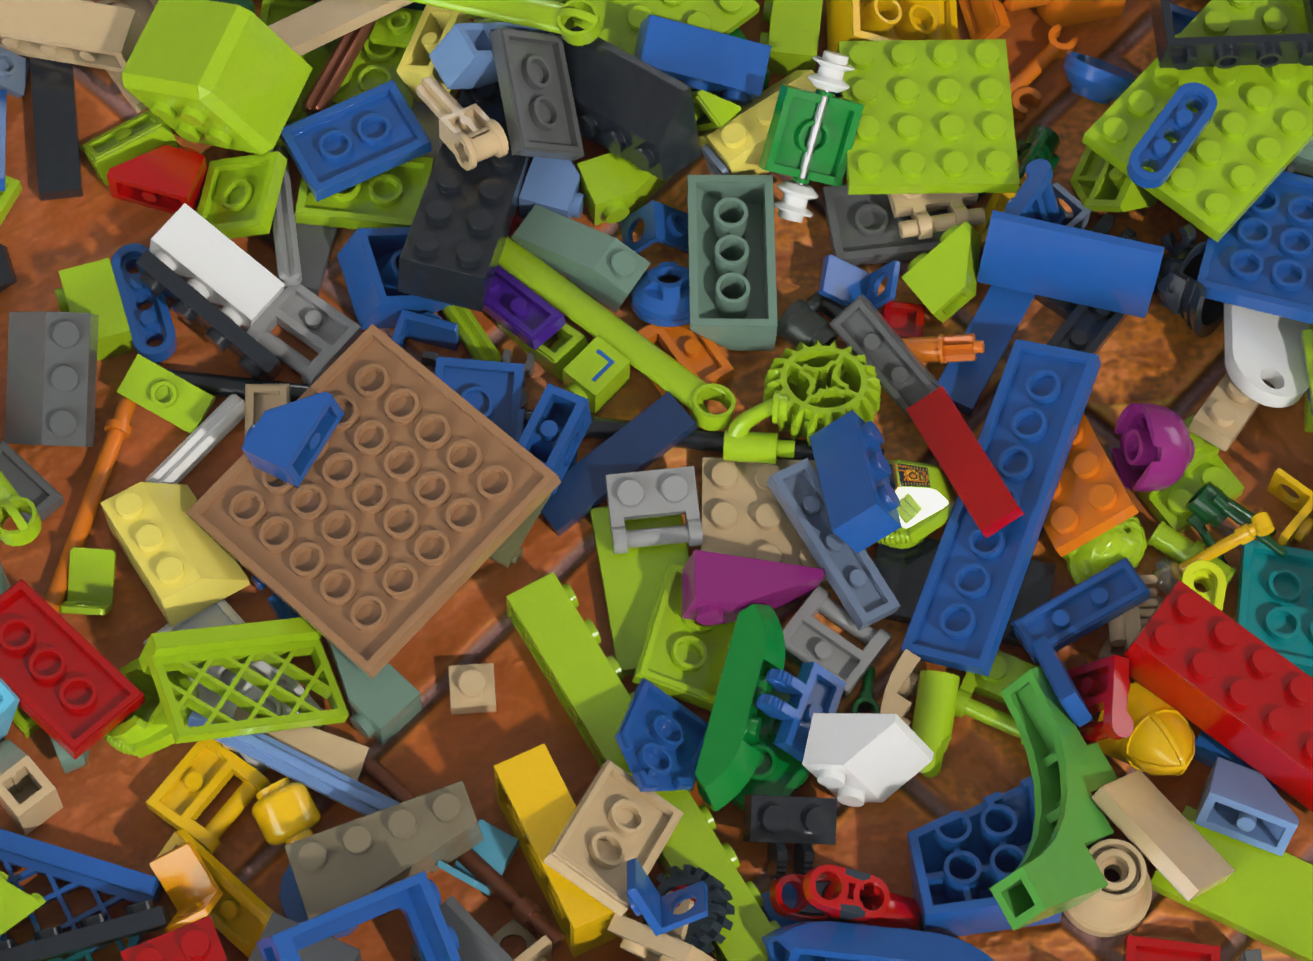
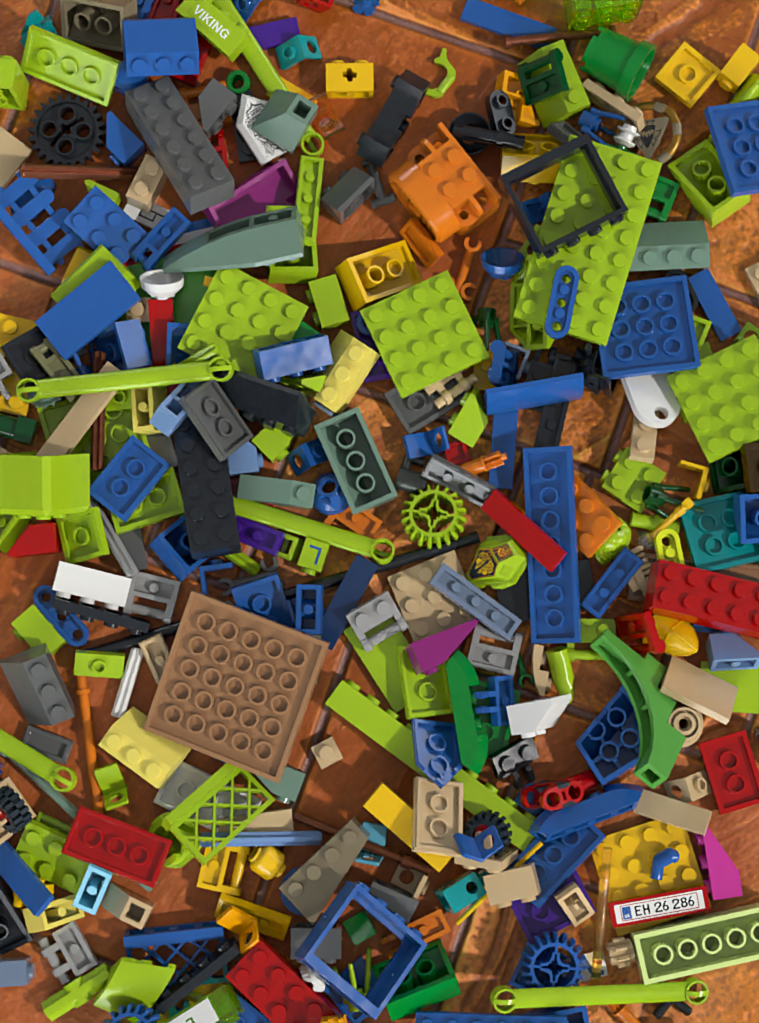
camera: 25 degrees left, 20 degrees up
(292, 436) = (180, 675): blue slope -> none
(463, 130) = (187, 458): tan connector -> none
(758, 446) = (408, 564): lime plant -> none
(811, 135) = (370, 379): green plate -> none
(855, 481) = (474, 568): blue brick -> none
(1061, 681) = (619, 631): blue tile -> none
(1152, 447) = (616, 485): magenta cylinder -> none

